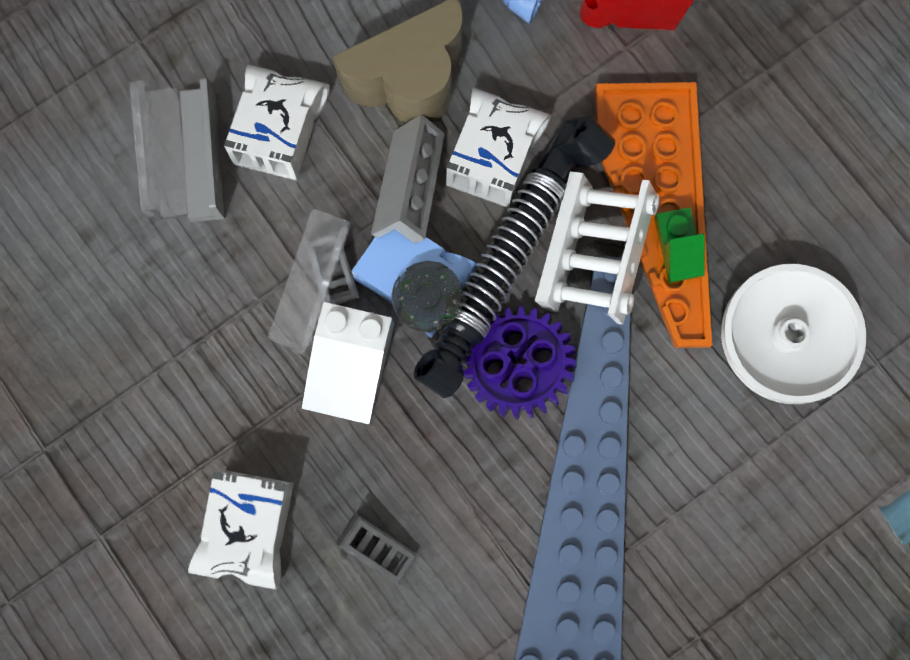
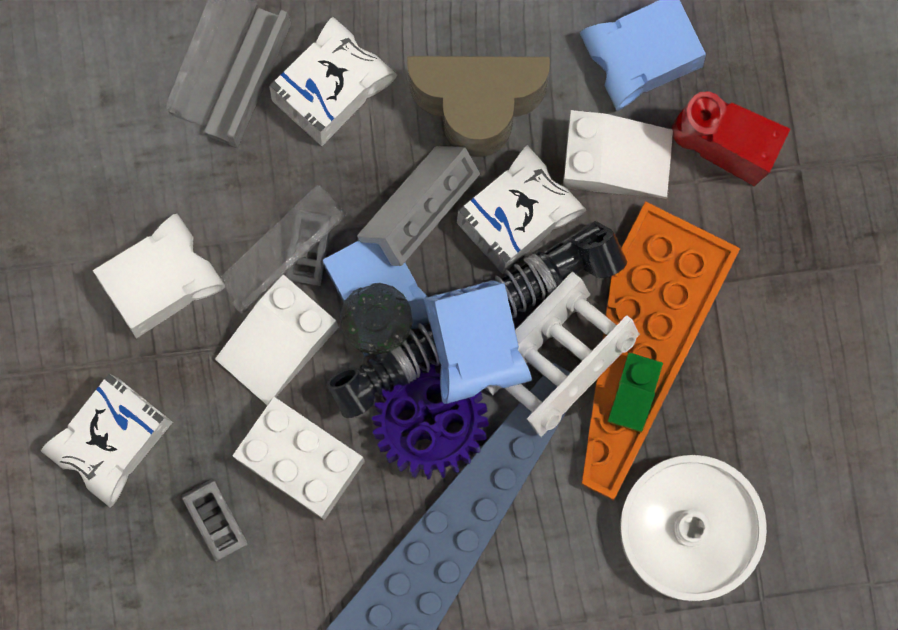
camera: 30 degrees right, 0 degrees up
(213, 363) = (158, 277): none -> white piece
(422, 455) = (299, 458): none -> white brick
(526, 268) = (475, 340): none -> light blue piece
(548, 60) = (617, 155): none -> white slope

